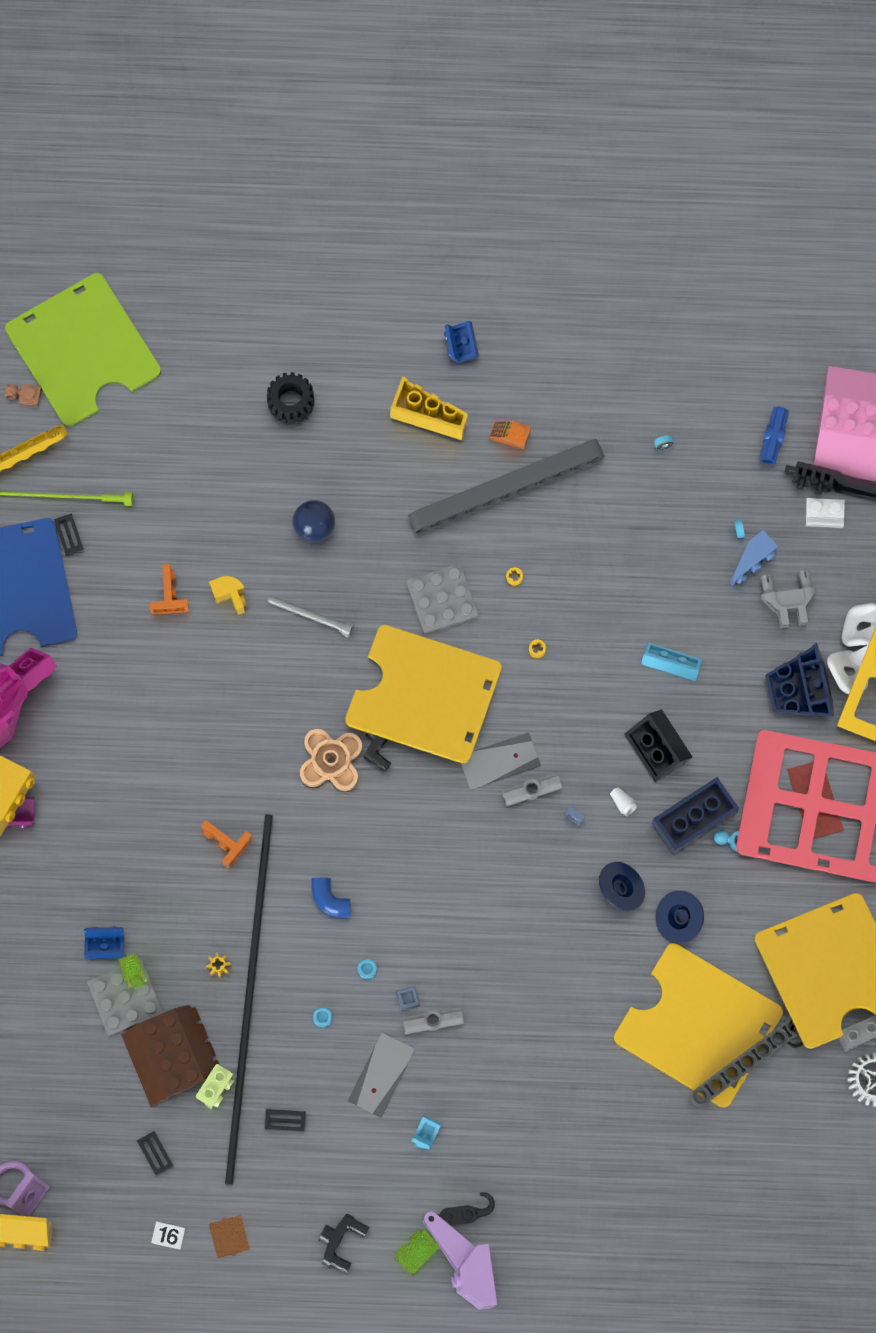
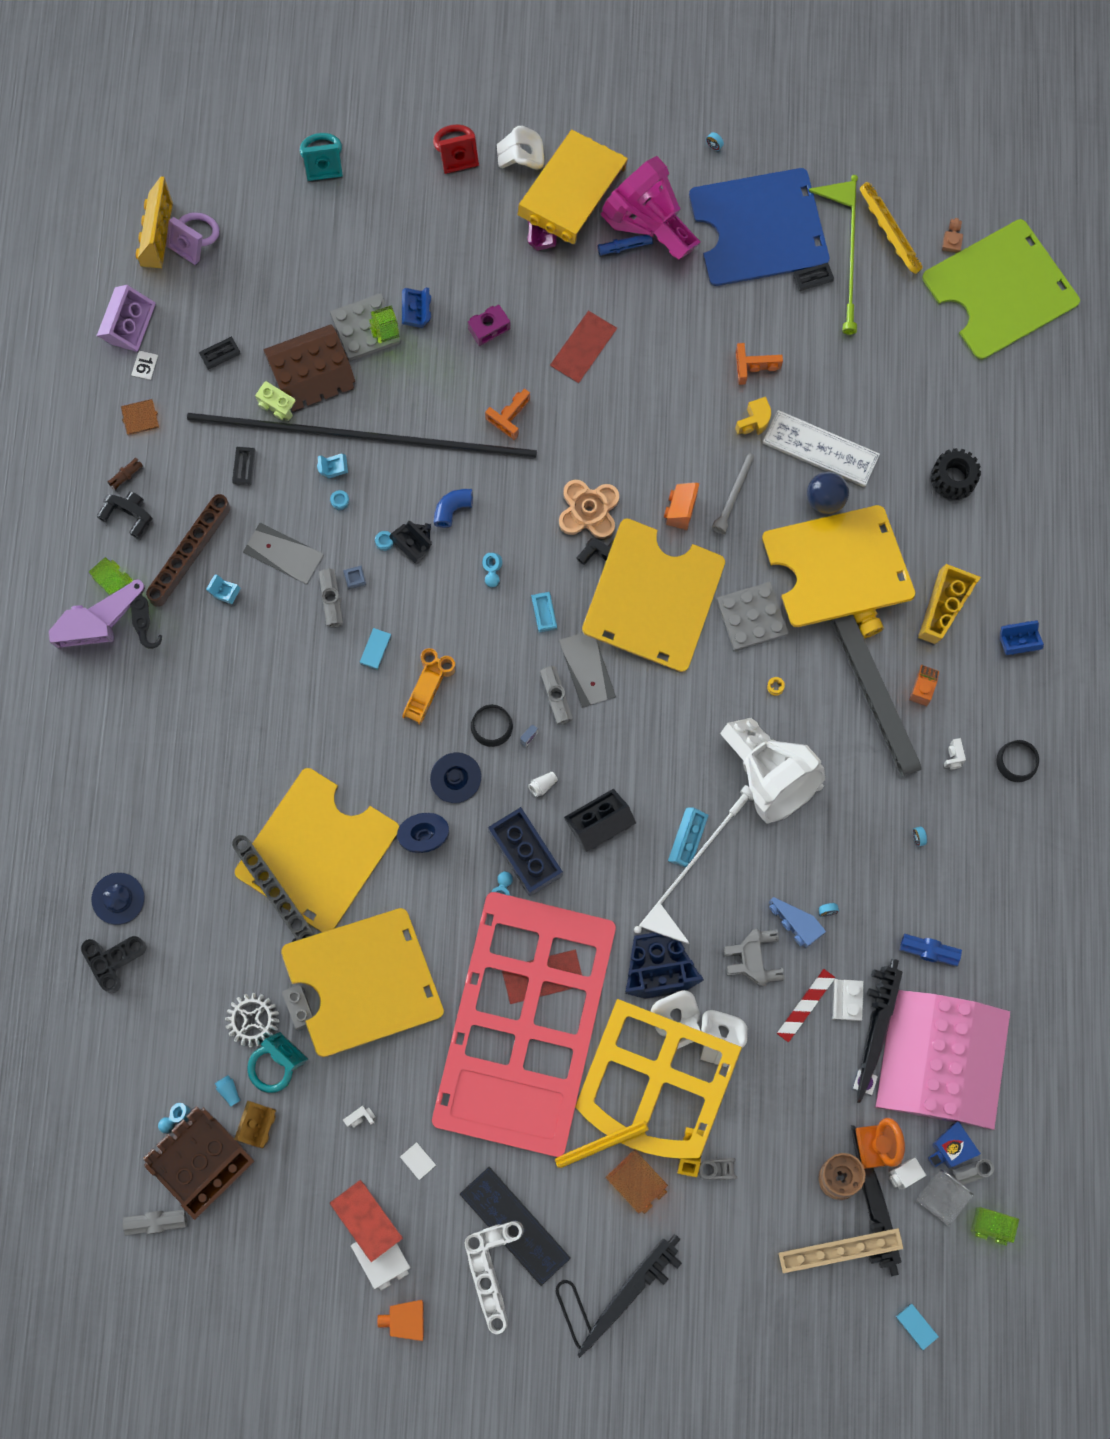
camera: 90 degrees right, 0 degrees up
(33, 734) = (624, 244): none -> blue pin
(116, 1257) = (126, 318): none -> lavender slope
(120, 855) = (484, 333): none -> magenta brick
(146, 769) = (583, 346): none -> clear red sticker
(222, 968) = (391, 401): yellow gear -> none
(261, 529) = (821, 448): none -> white tile
(286, 1024) = (332, 466): none -> medium azure bracket
(296, 1246) = (125, 473): none -> reddish brown pin
(328, 664) = (682, 505): none -> orange slope
(367, 938) = (413, 539): none -> black slope
(376, 1165) = (188, 559): none -> reddish brown beam
(390, 510) = (839, 565): none -> yellow door
(407, 857) = (492, 578): none -> medium azure plate
(441, 804) = (544, 612): none -> medium azure tile
(447, 486) = (868, 623): none -> yellow wheel
(485, 973) = (375, 649): none -> medium azure tile
(525, 918) = (427, 685): none -> light orange piece
(539, 654) = (706, 704): yellow bush -> none
(560, 872) = (492, 743): none -> black tyre
(578, 365) = (1006, 773): none -> black tyre
(579, 405) = (957, 752): none -> white bracket
(598, 582) = (777, 782): none -> white plate
(756, 688) = (658, 919): none -> white piece
(756, 1225) = (117, 898): none -> dark blue hat
(826, 1224) = (108, 957): none -> black beam
(831, 551) = (806, 1005): none -> sticker

